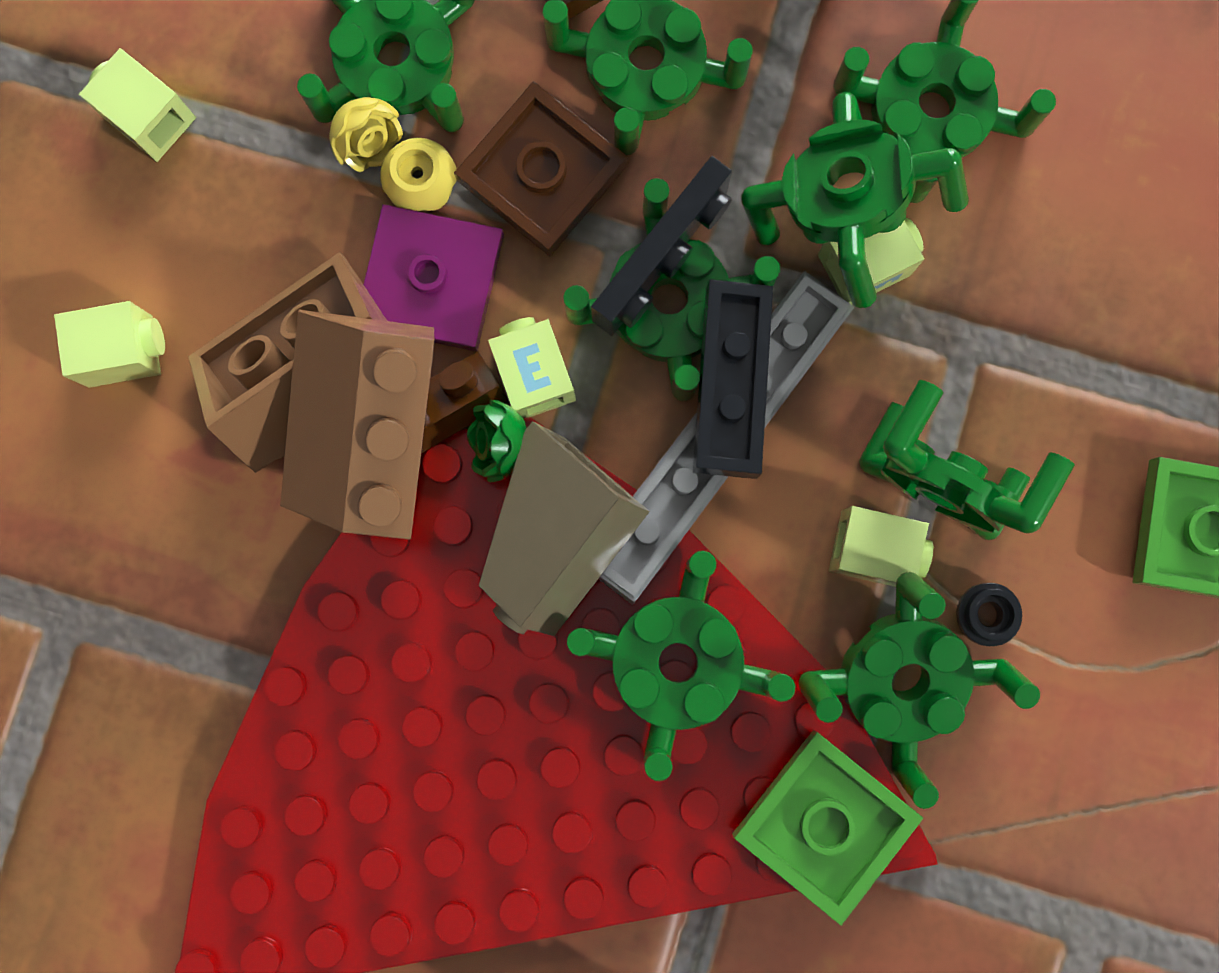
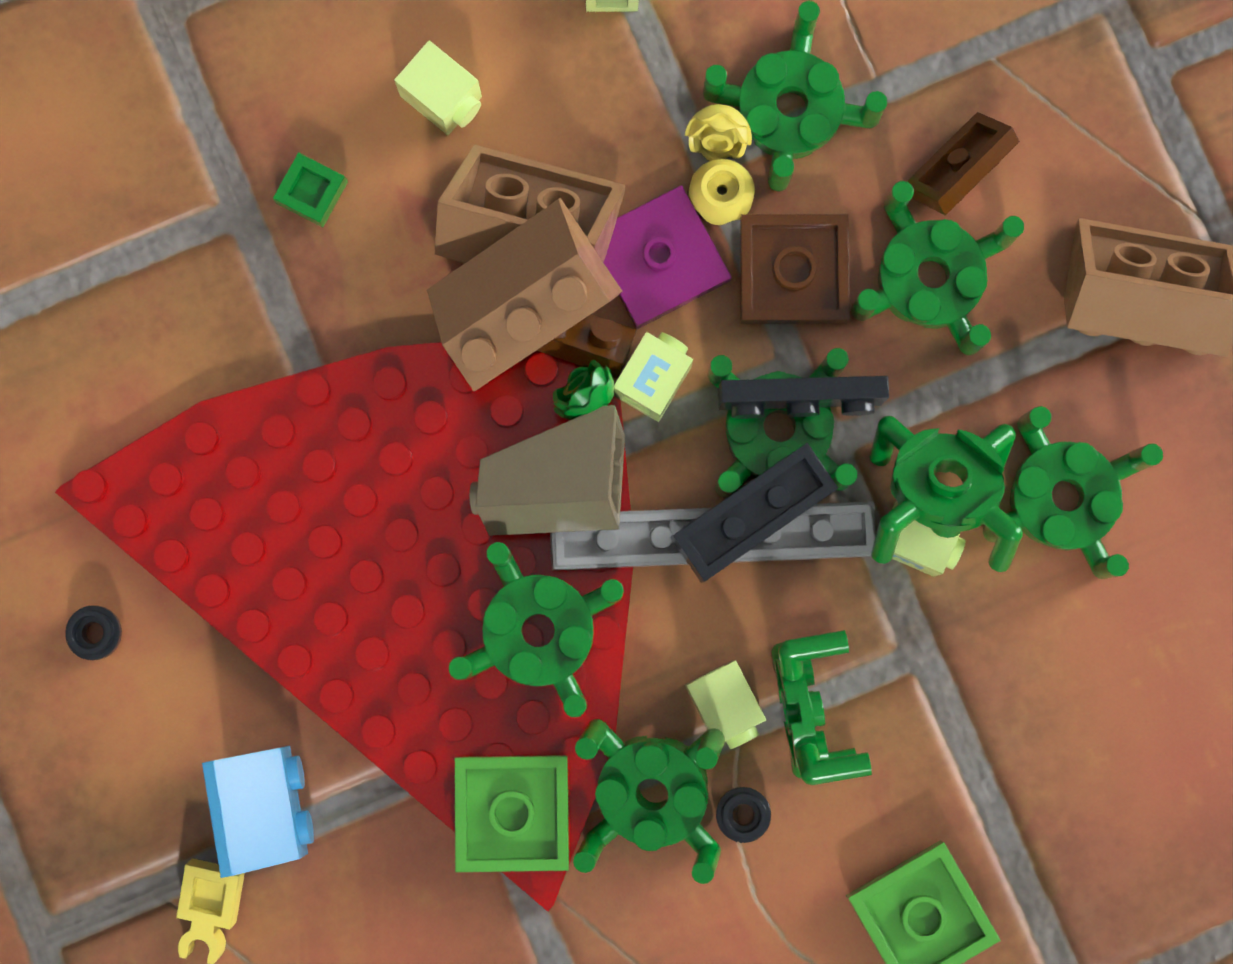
camera: 45 degrees right, 0 degrees up
(100, 537) = (310, 189): none -> green plate

